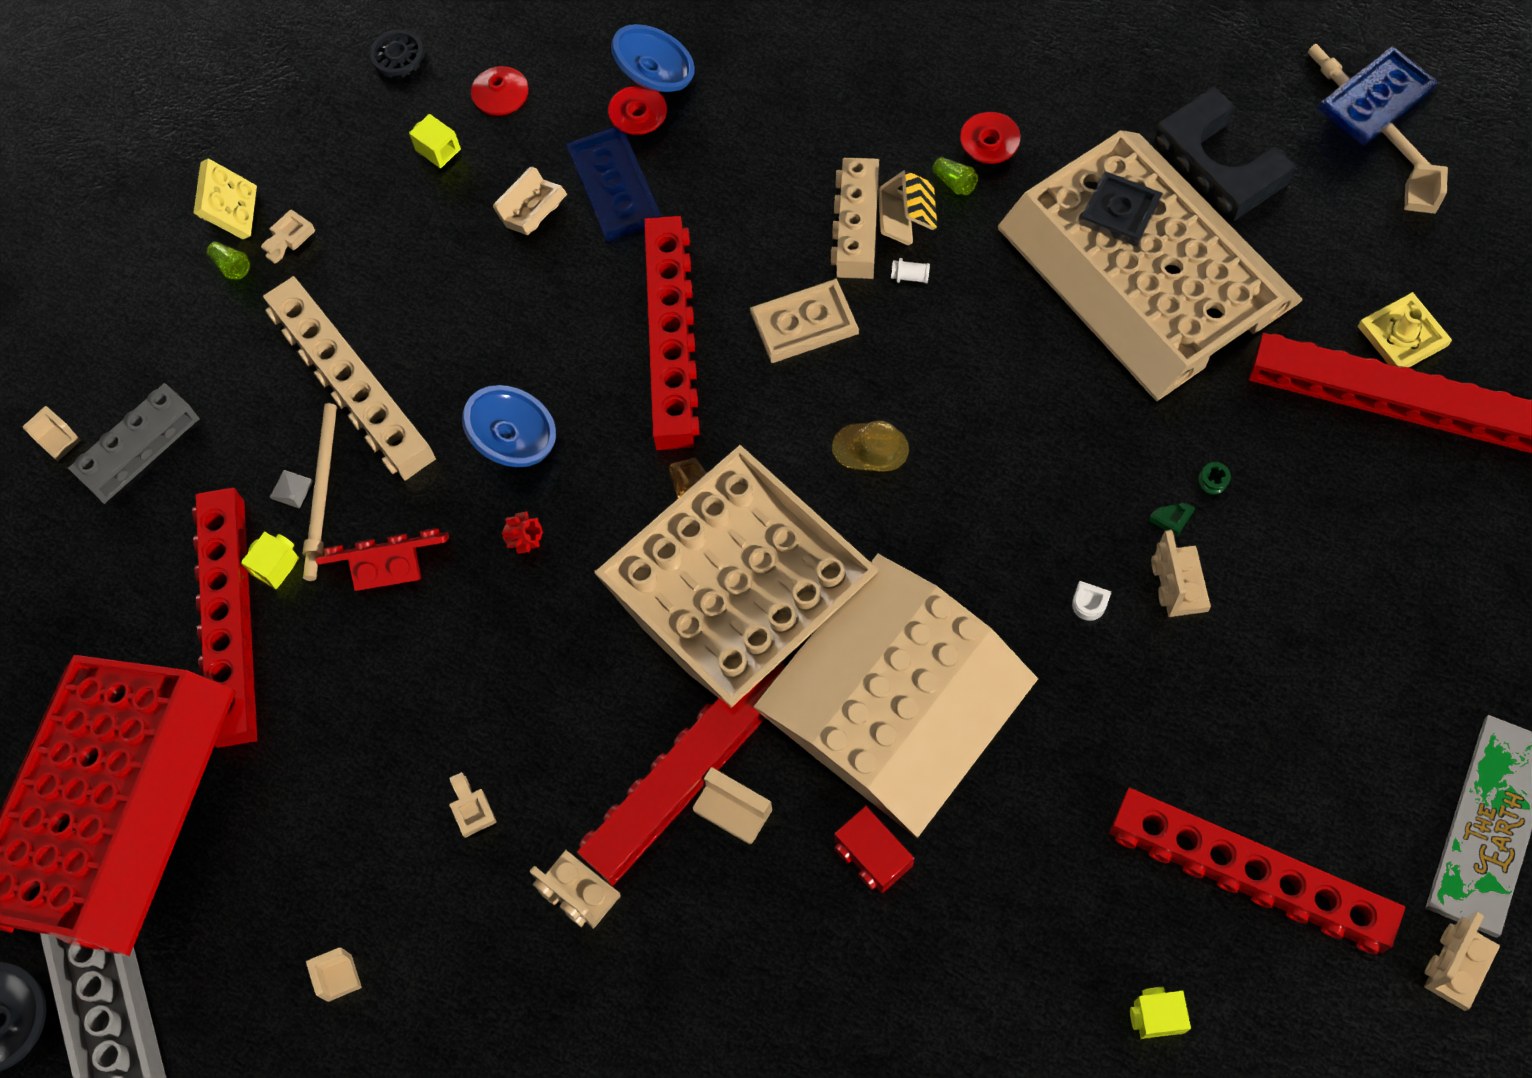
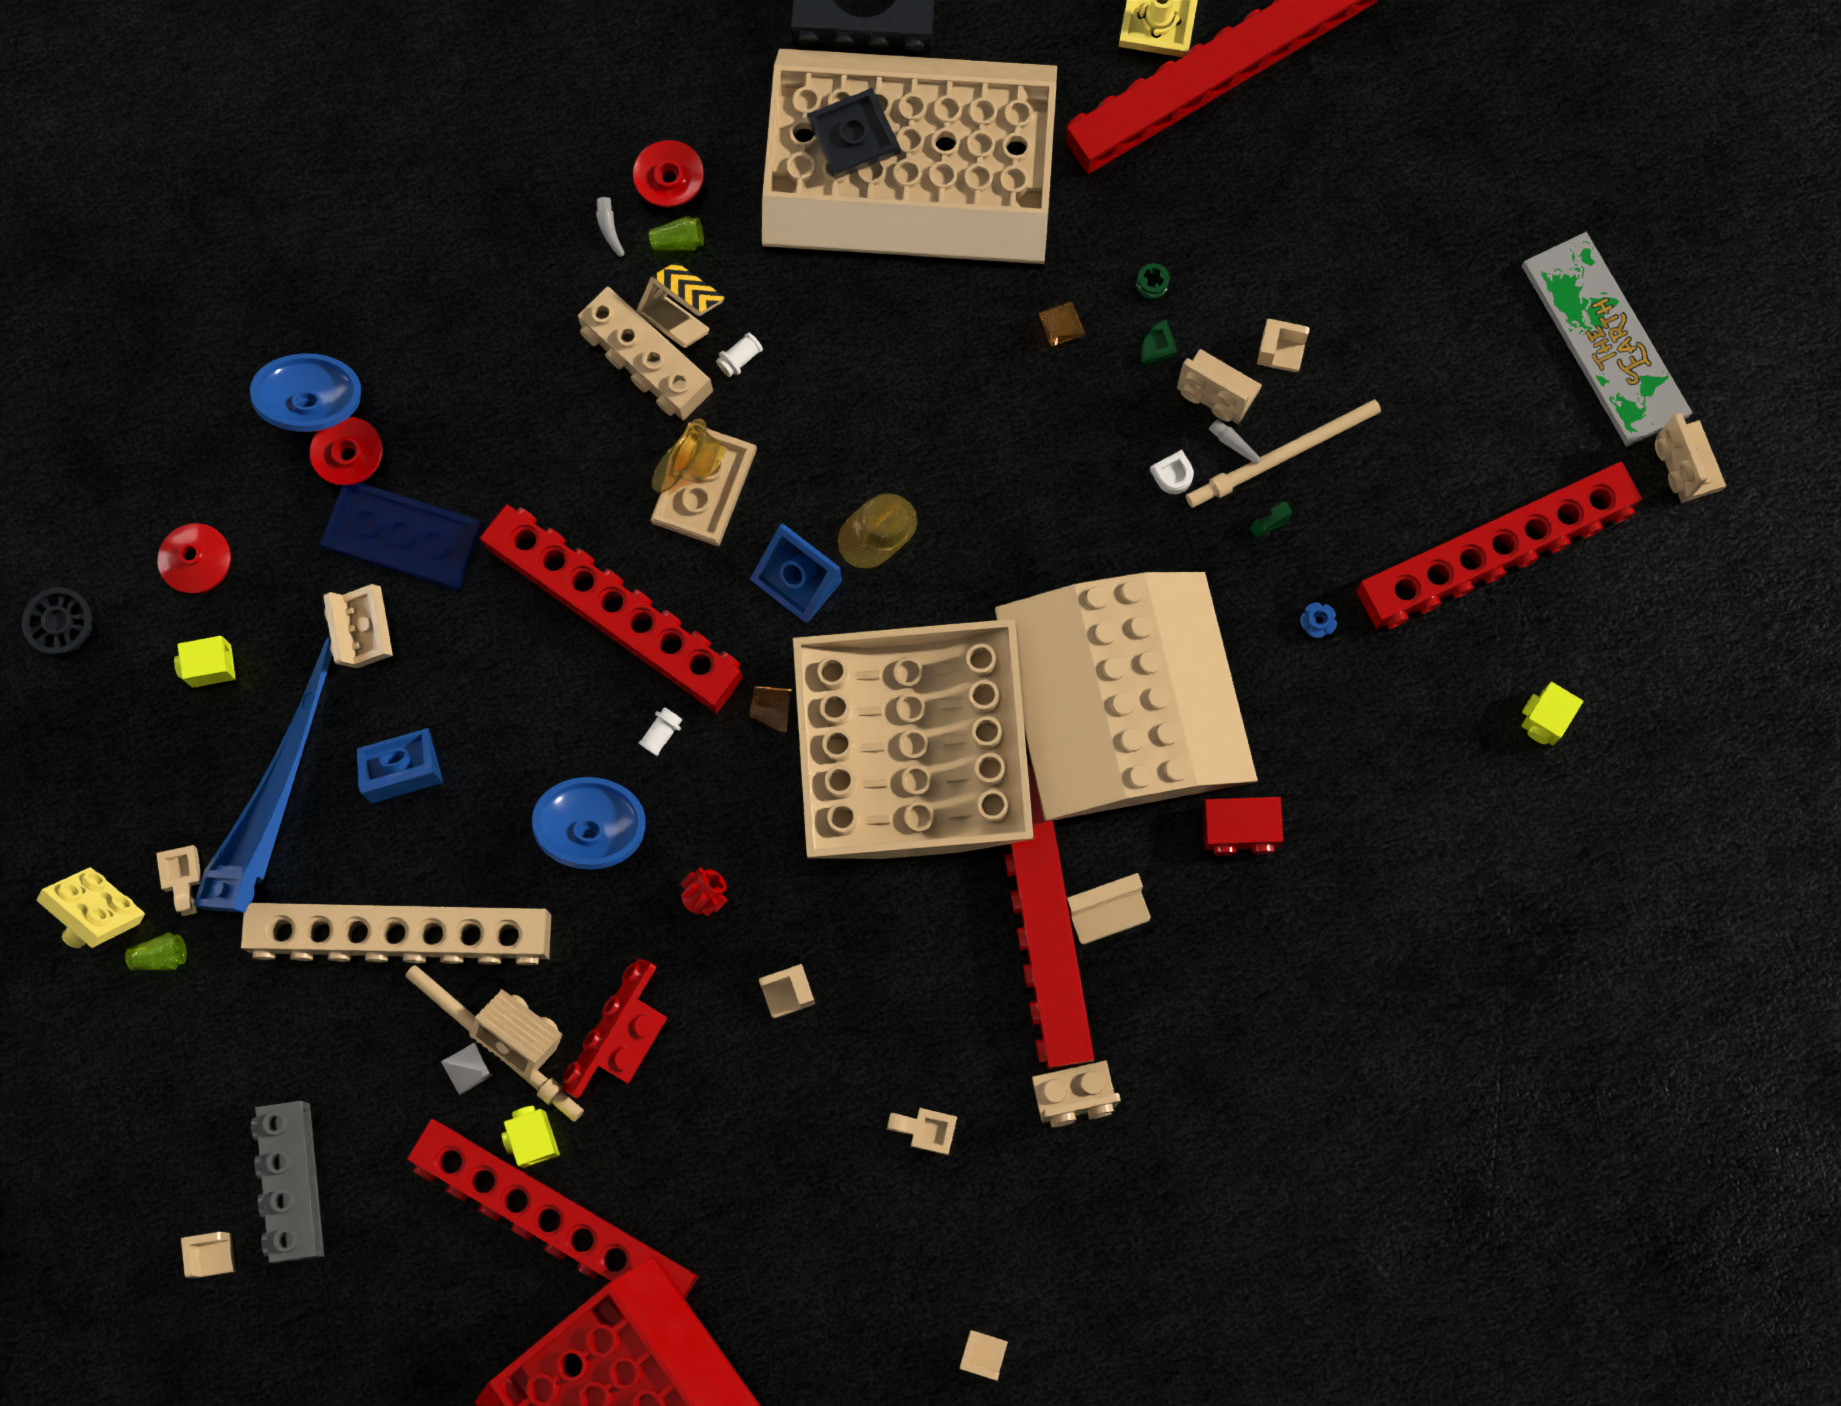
camera: 55 degrees left, 10 degrees up
(333, 494) = (515, 1033): none -> tan brick
(339, 254) = (247, 849): none -> blue plate
(457, 295) = (397, 766): none -> blue slope
(499, 640) = (787, 991): none -> tan panel
(612, 424) = (660, 731): none -> white pin
(791, 419) = (796, 574): none -> blue slope
(811, 296) = (690, 458): none -> clear yellow piece
(926, 130) = (606, 223): none -> light grey helmet
(1071, 793) = (1315, 629): none -> blue plate
(1112, 639) = (1223, 483): none -> tan bar
(1121, 695) = (1280, 516): none -> dark green tile
(1125, 445) = (1061, 324): none -> clear orange slope
(1151, 618) = (1233, 440): none -> light grey helmet
(1253, 597) = (1282, 345): none -> tan panel

